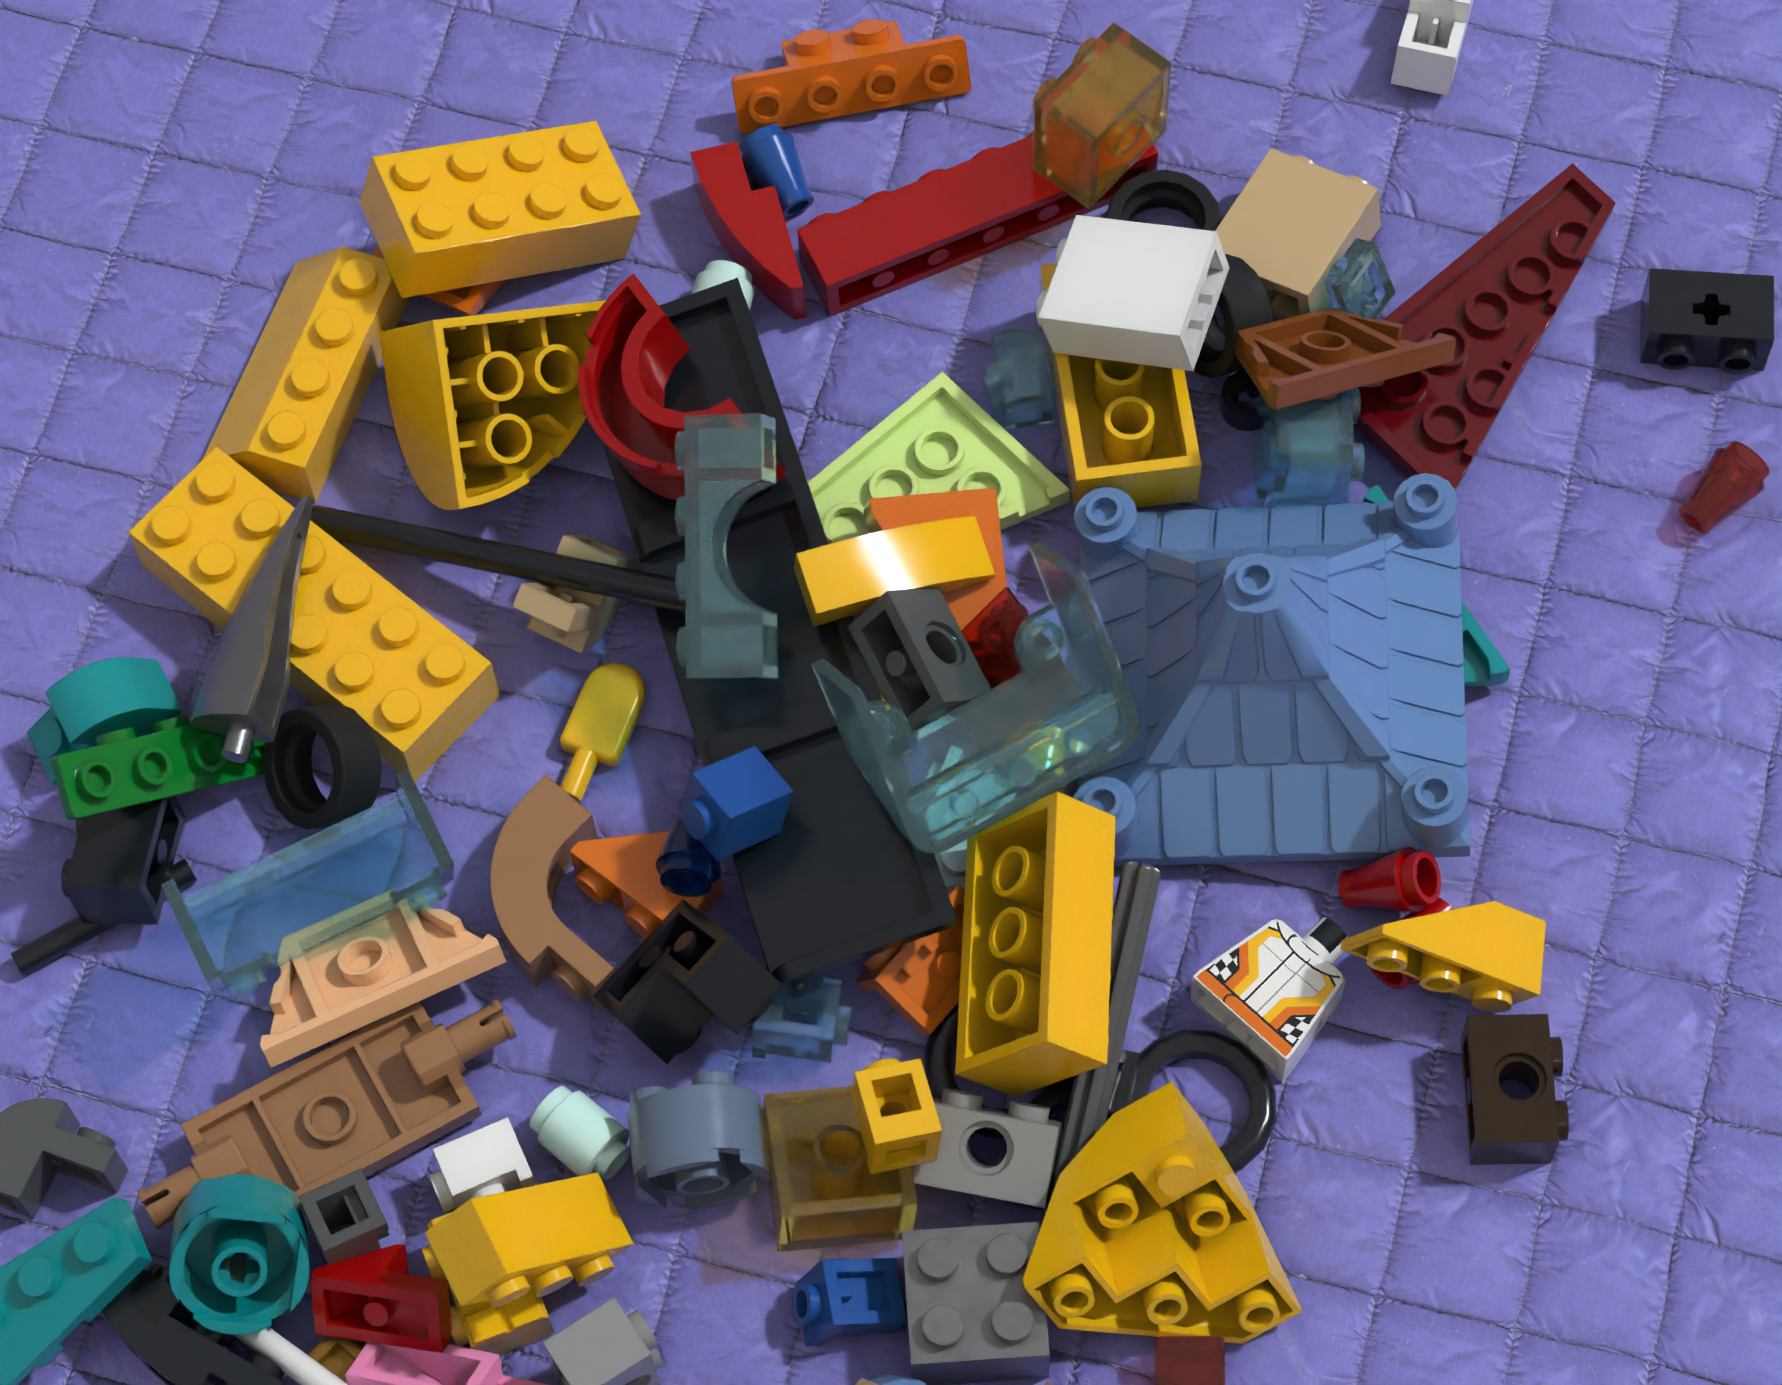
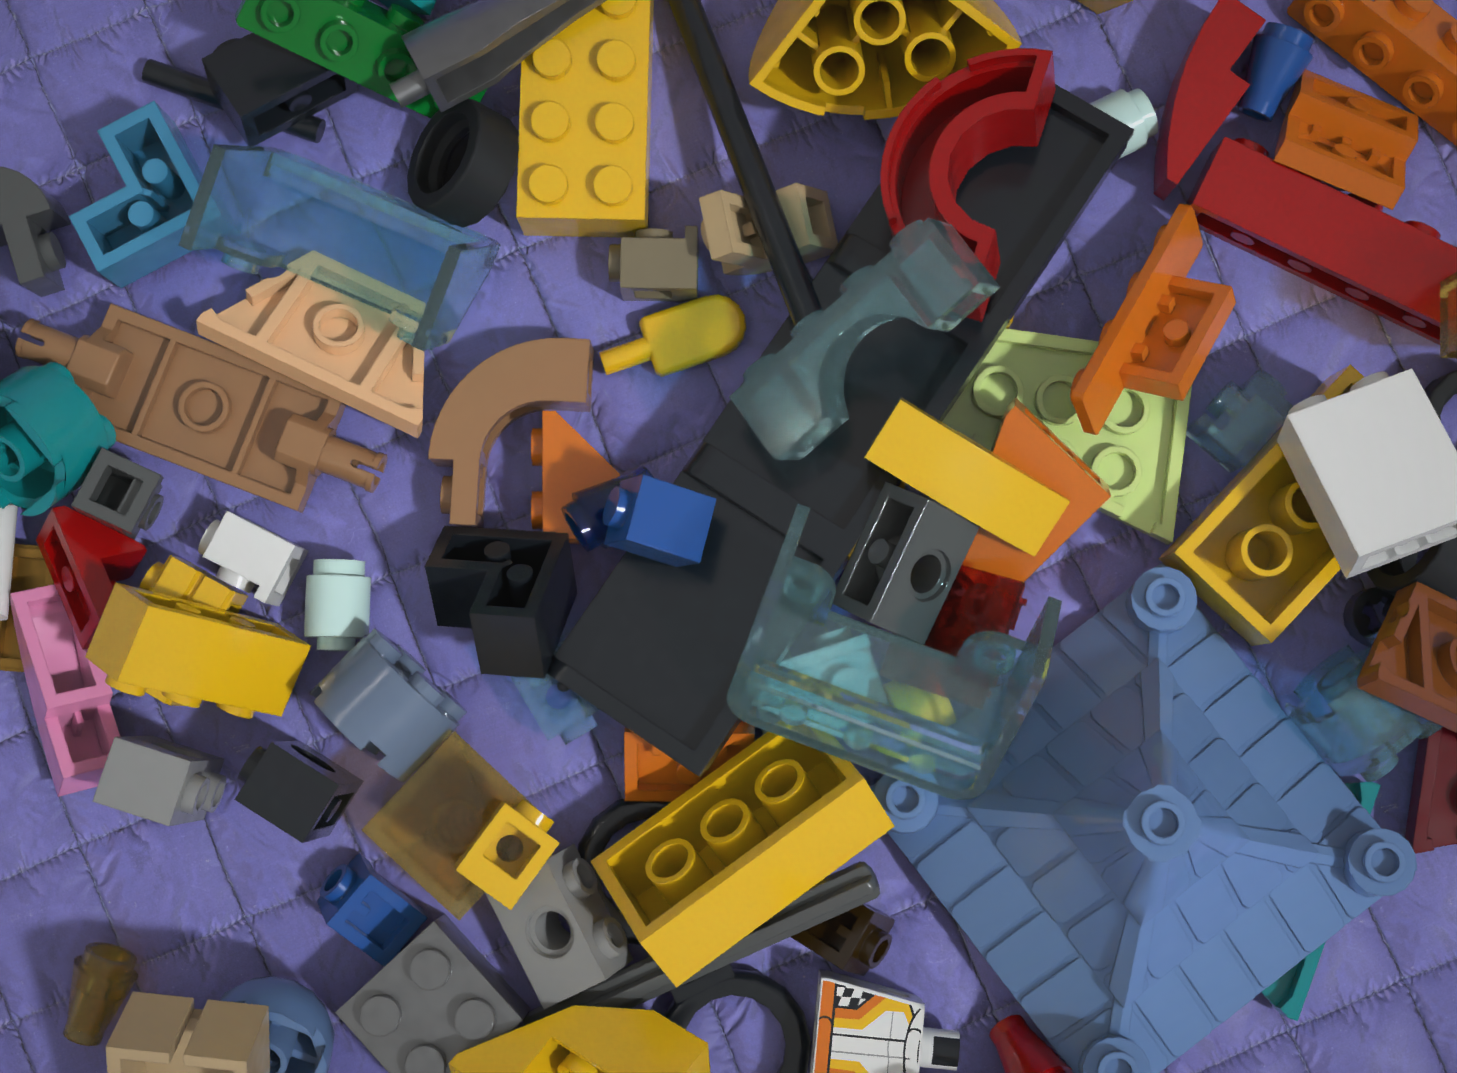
camera: 50 degrees right, 20 degrees up
(140, 1015) = (144, 221): none -> dark azure brick
(532, 694) = (656, 265): none -> dark tan brick
(704, 1261) = (296, 789): none -> black brick
(872, 157) = (1347, 139): none -> orange slope
(903, 376) = (1159, 329): none -> orange bracket
(1175, 946) = (852, 939): none -> dark brown bracket

